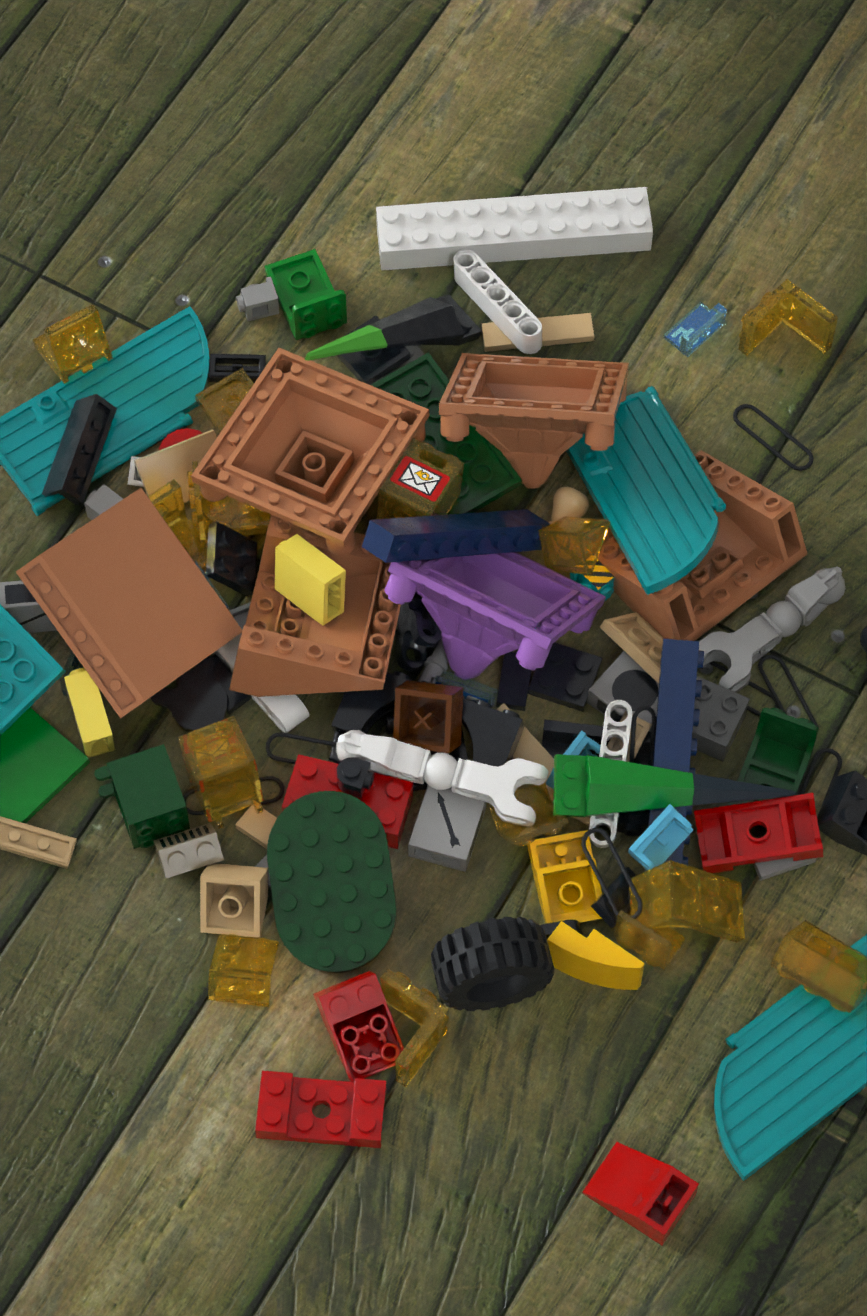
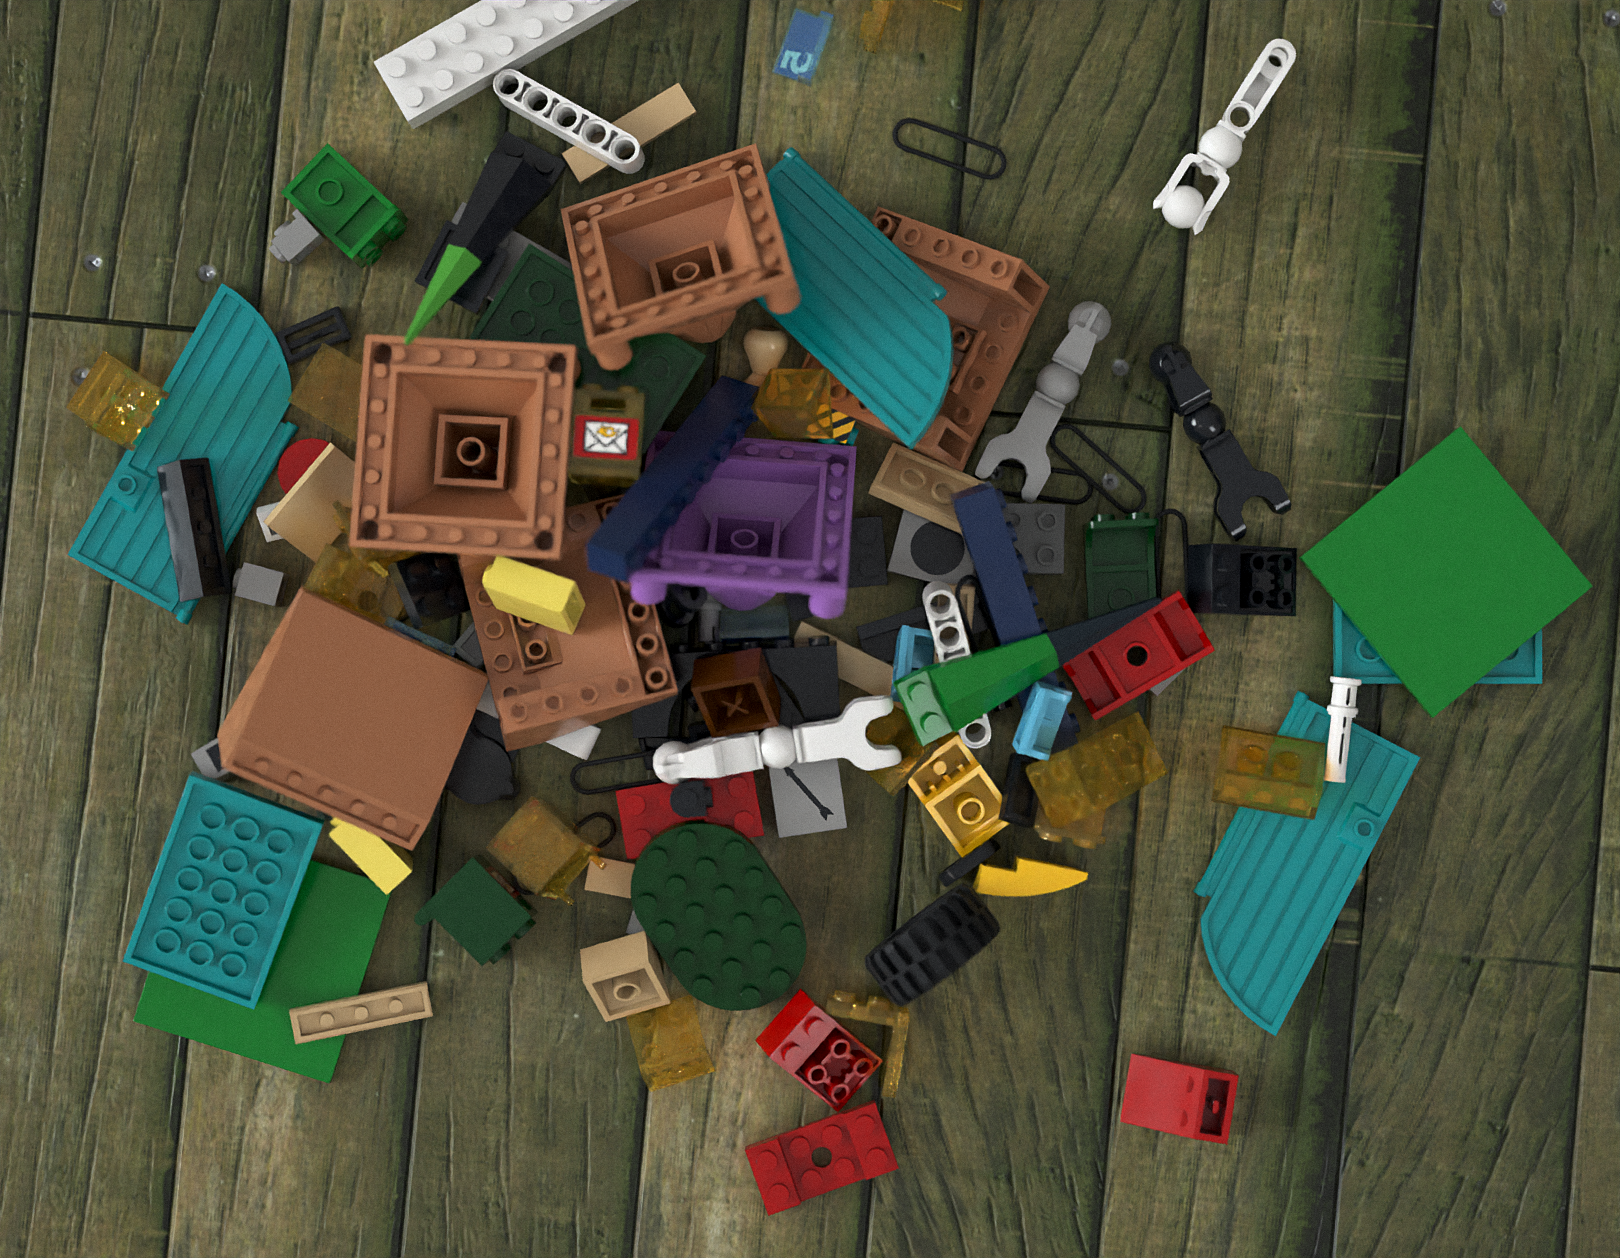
camera: 20 degrees left, 25 degrees up
(188, 850) = (551, 947): dark tan brick -> none
(620, 863) = (1016, 769): black piece -> none

